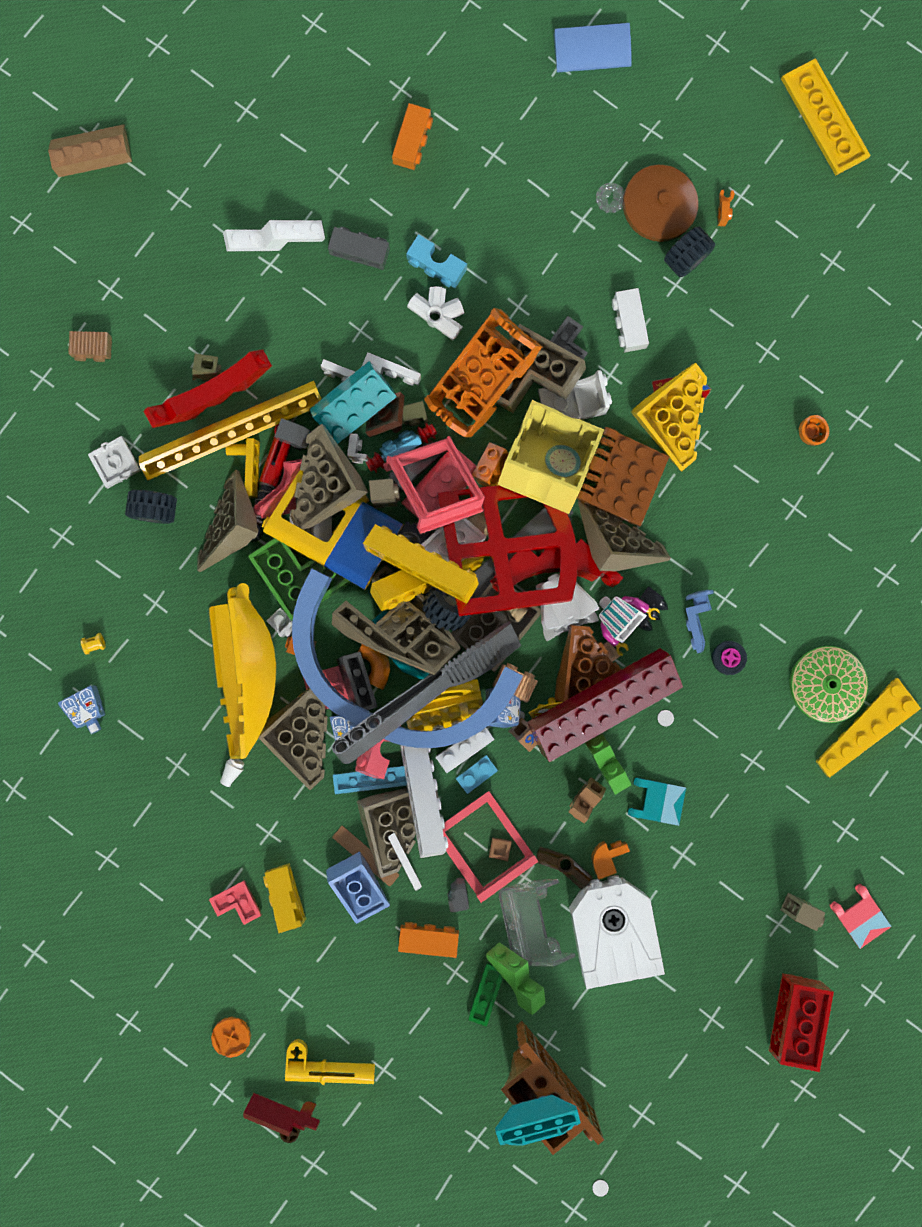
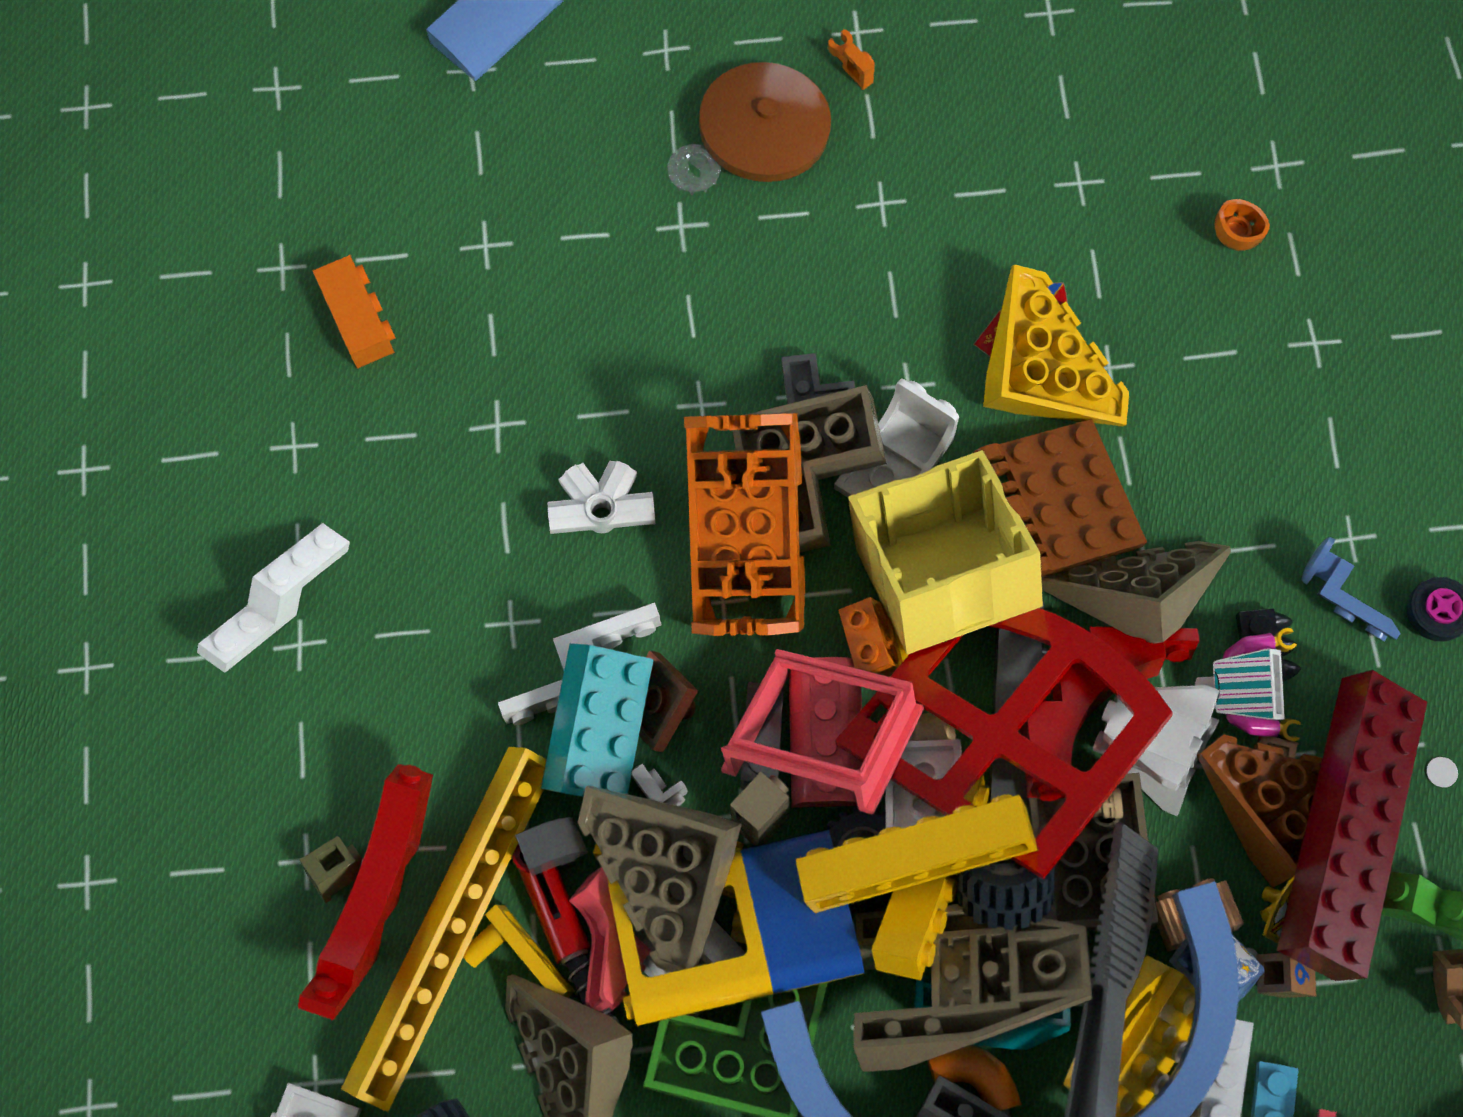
camera: 40 degrees left, 15 degrees down
(90, 345) = (125, 990): medium nougat brick -> none
(359, 247) = (410, 513): dark grey brick -> none
(406, 442) = (720, 717): plate -> none
(414, 414) = (697, 663): olive brick -> none
(448, 272) = (509, 451): medium azure arch -> none
(562, 460) = (959, 547): clear sticker -> none
(630, 320) = (869, 292): white brick -> none
(689, 251) = (864, 142): black wheel -> none

